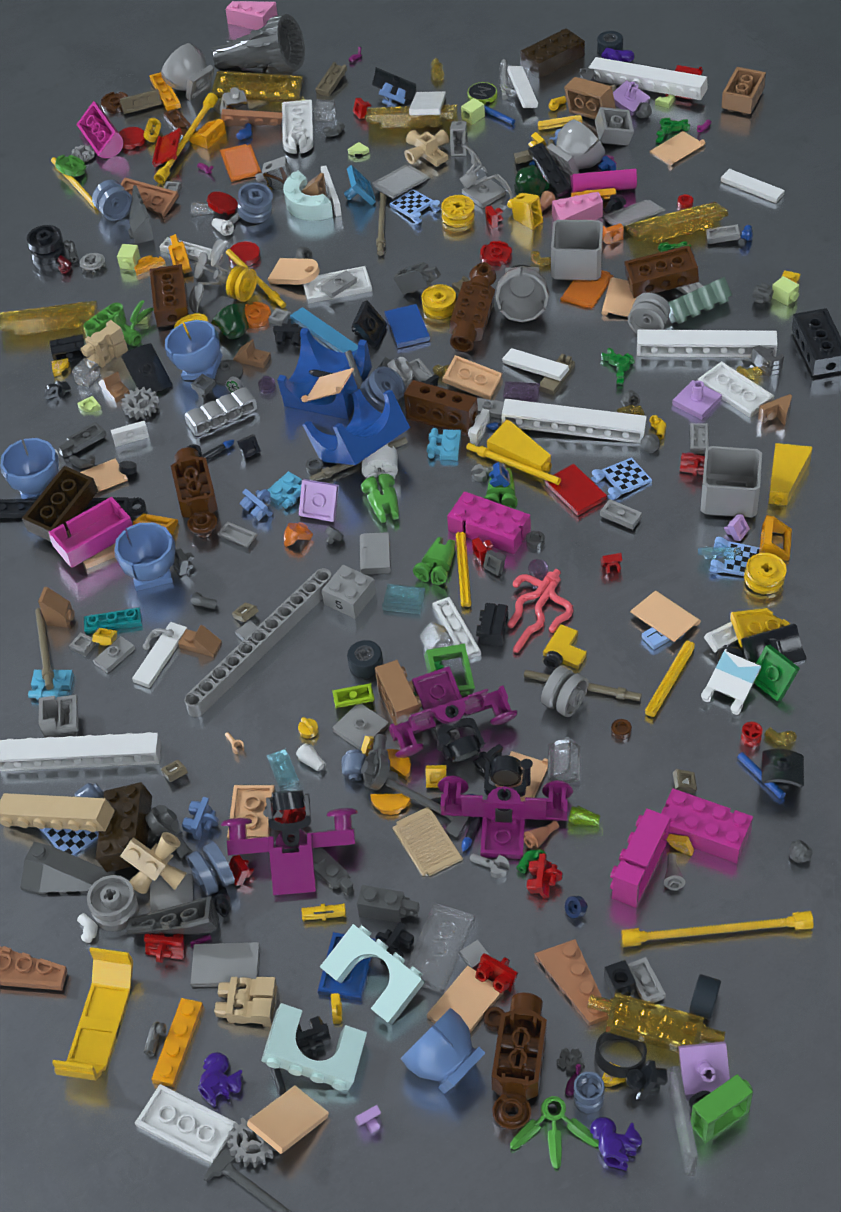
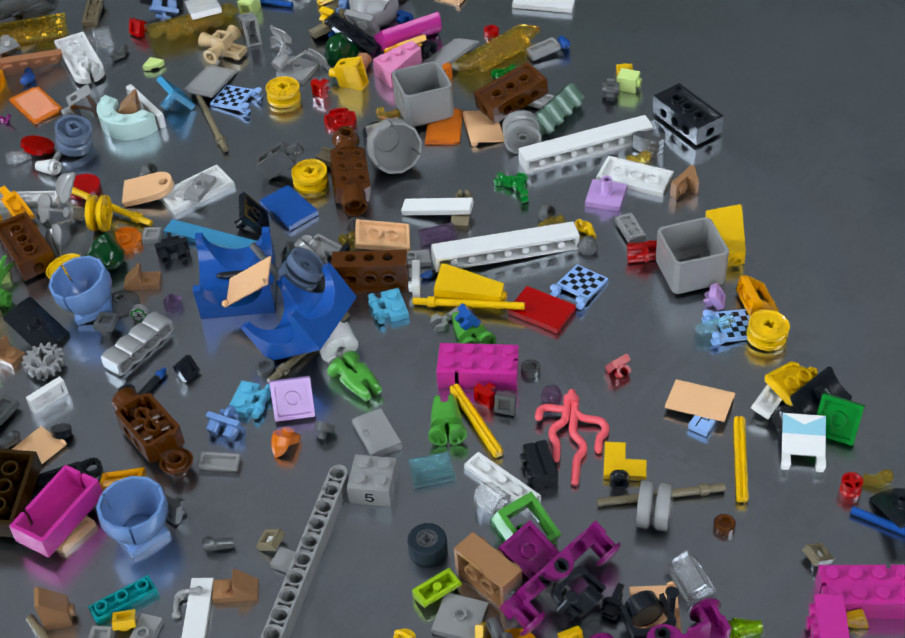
camera: 25 degrees left, 5 degrees down
(621, 514) = (600, 318): light grey plate -> none

